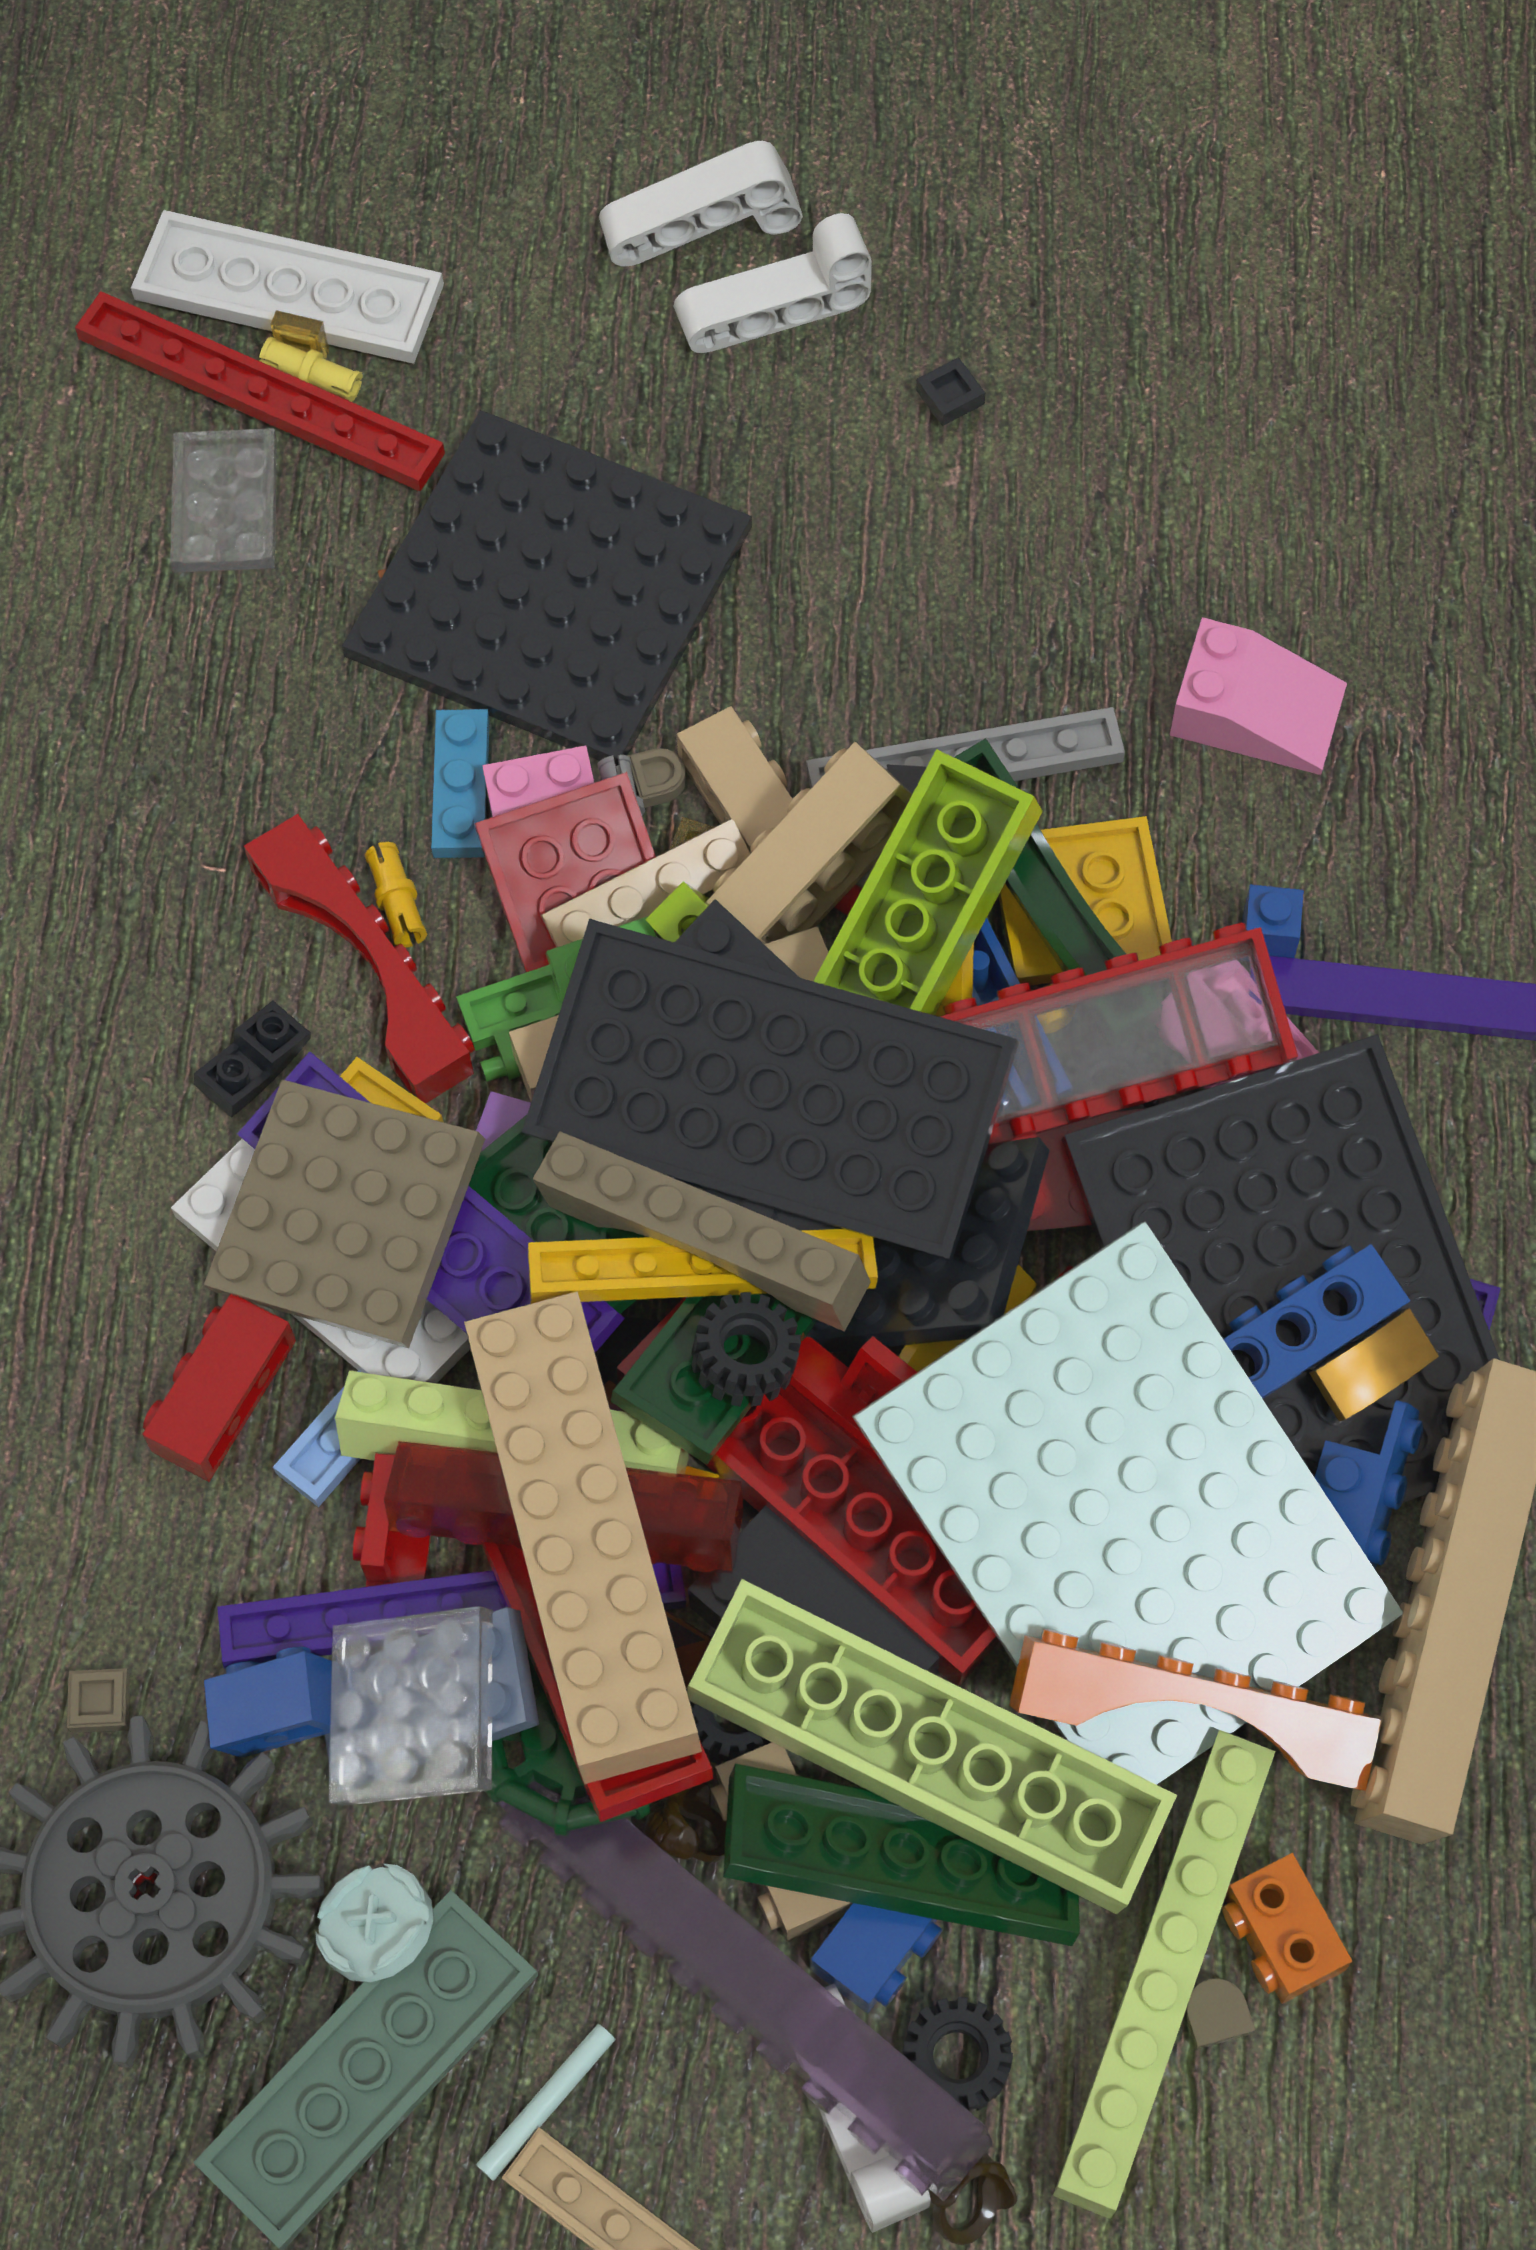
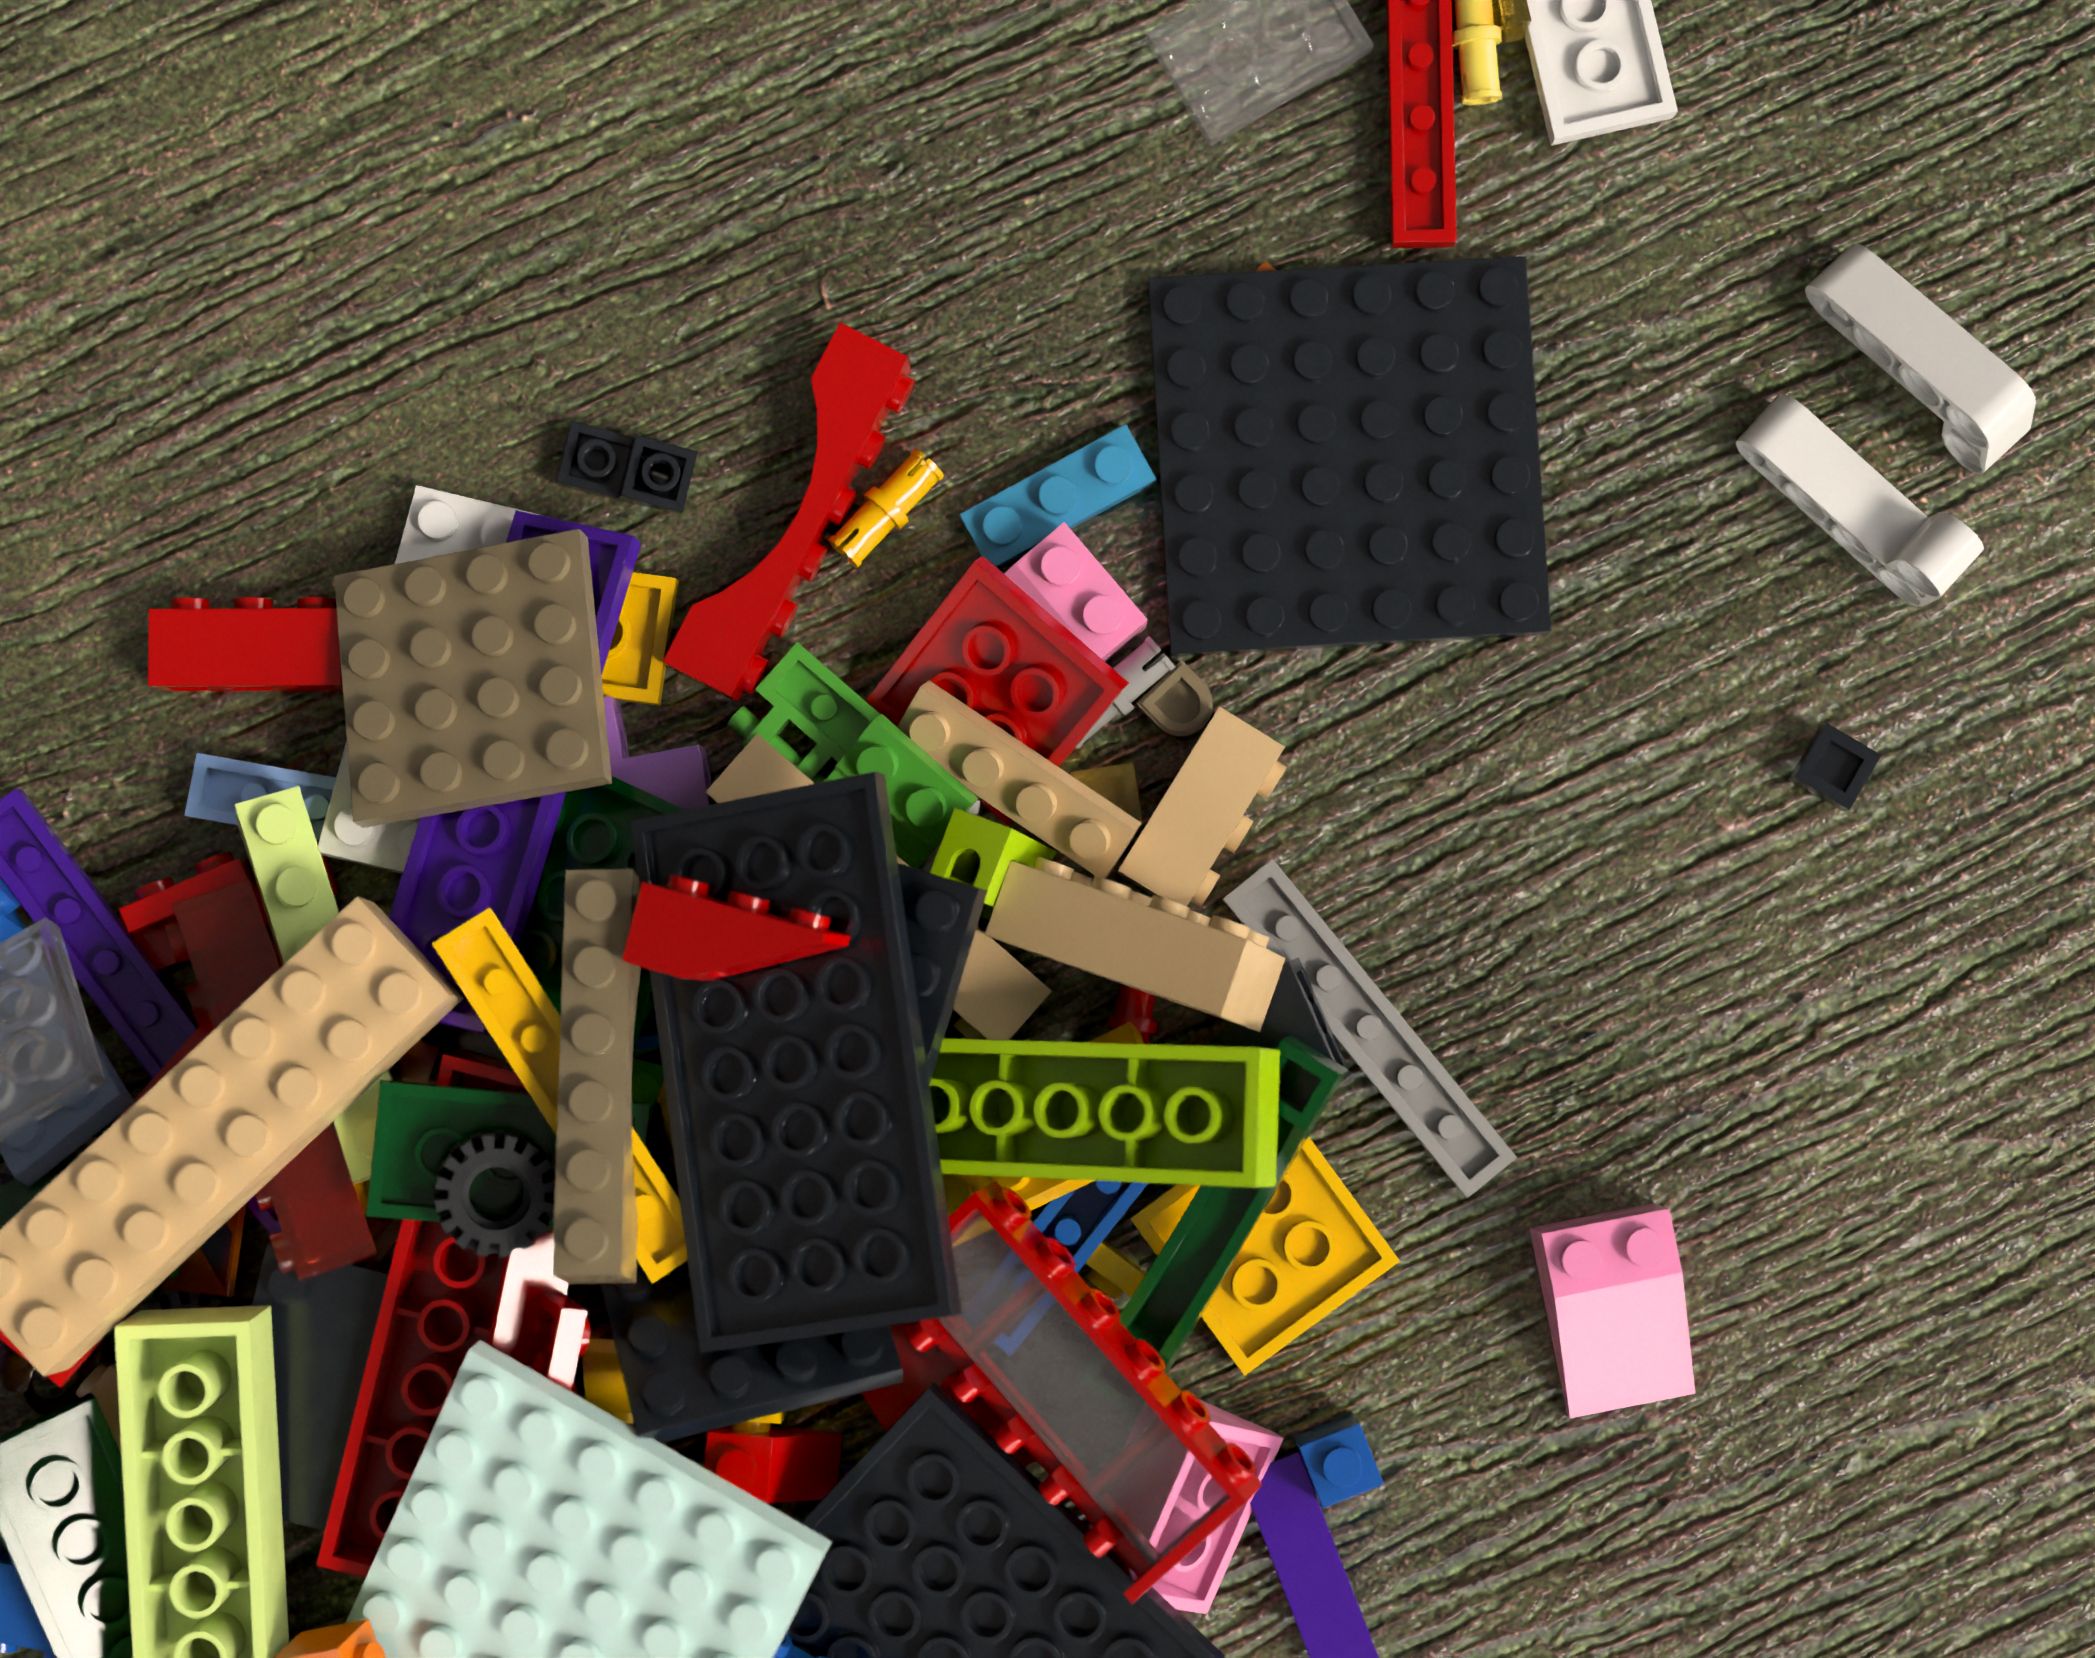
camera: 60 degrees right, 20 degrees up
(645, 1087) = (708, 939): none -> red slope

